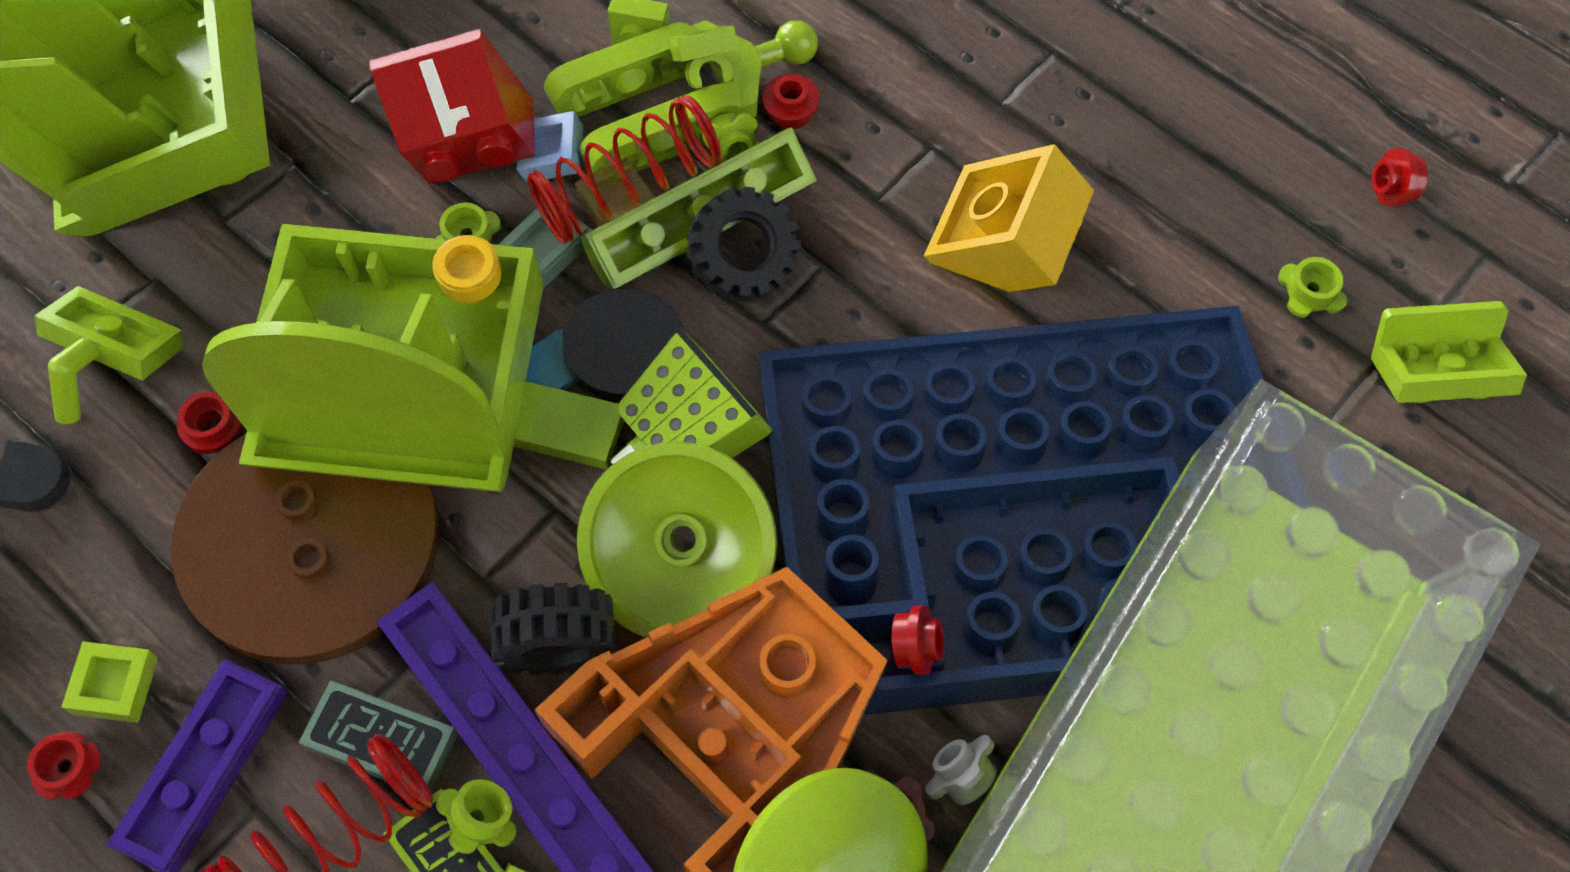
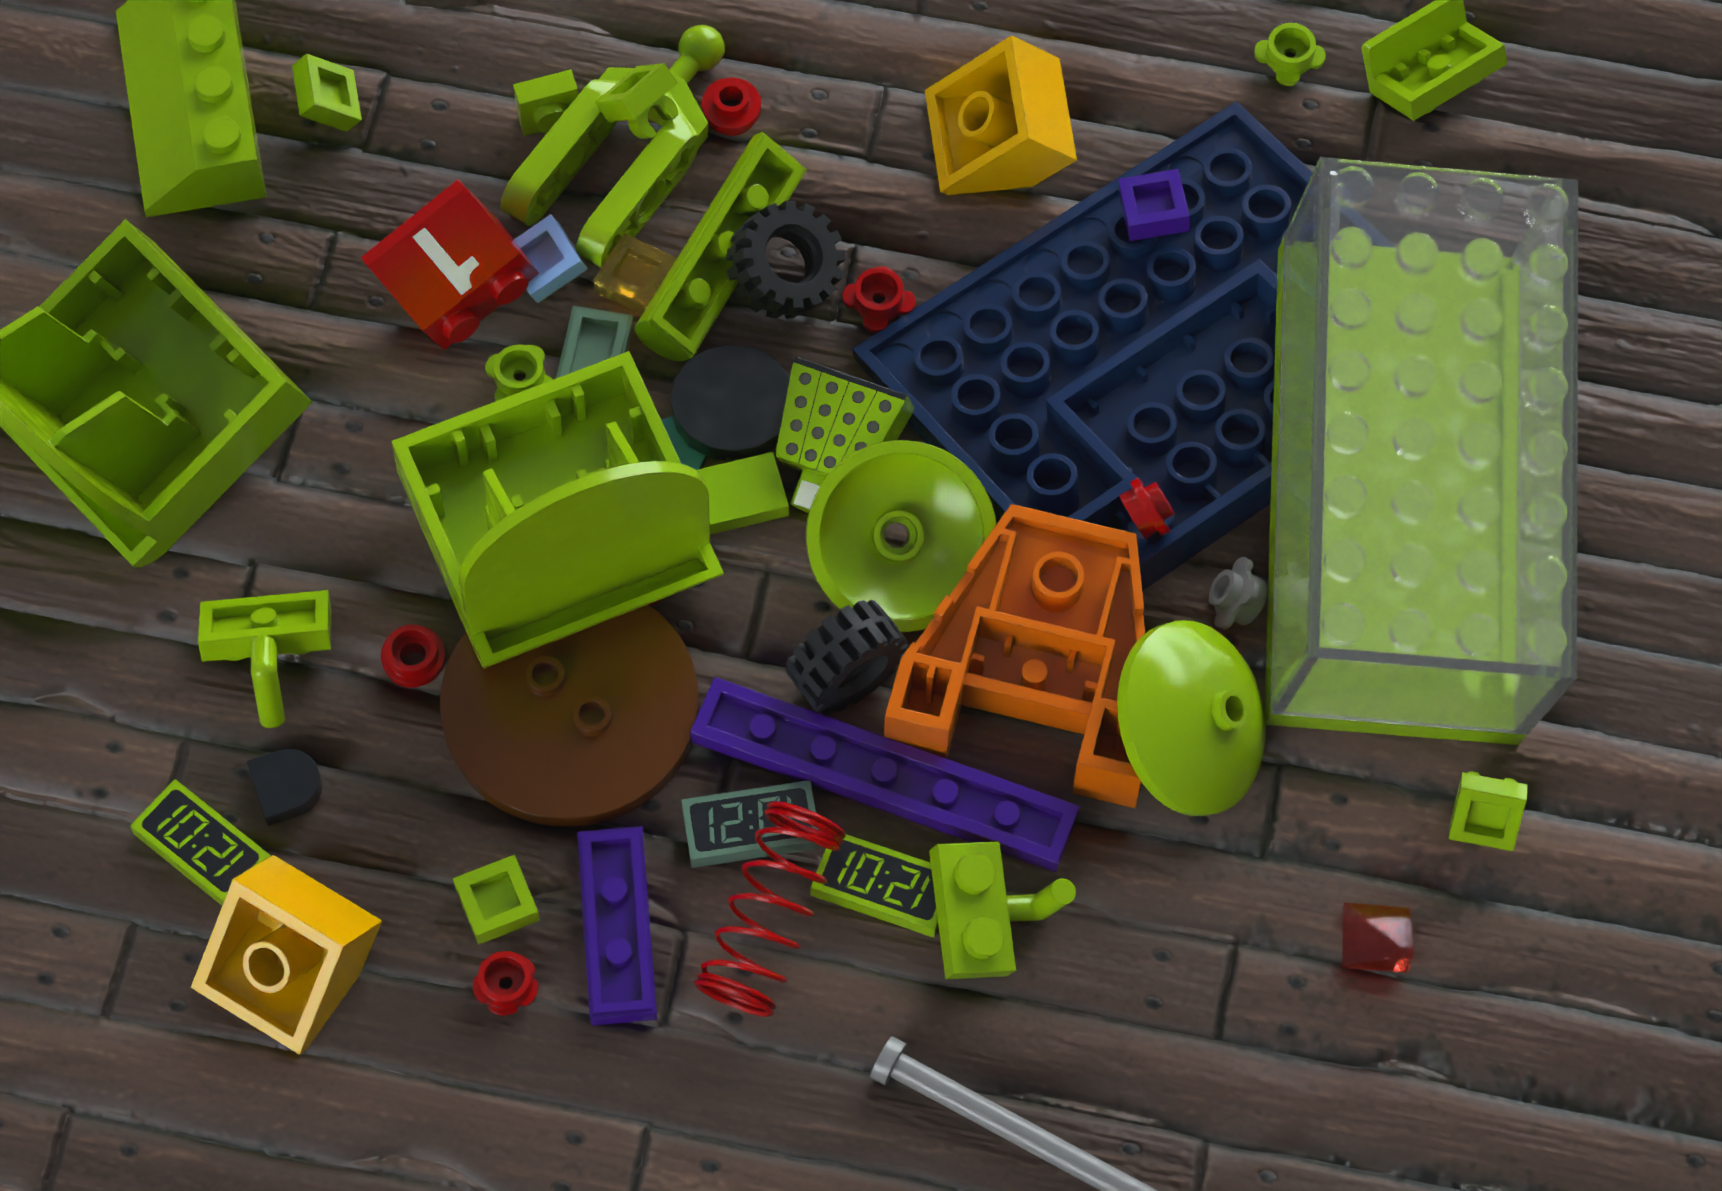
camera: 30 degrees left, 0 degrees up
(467, 269) = (588, 396): yellow tile -> none
(488, 804) = (882, 827): lime plate -> none
(556, 207) = (622, 303): red piece -> none
(734, 133) = (704, 170): lime plate -> none
(809, 304) = (878, 282): none -> red plate
(1101, 358) = (1154, 205): none -> dark purple plate

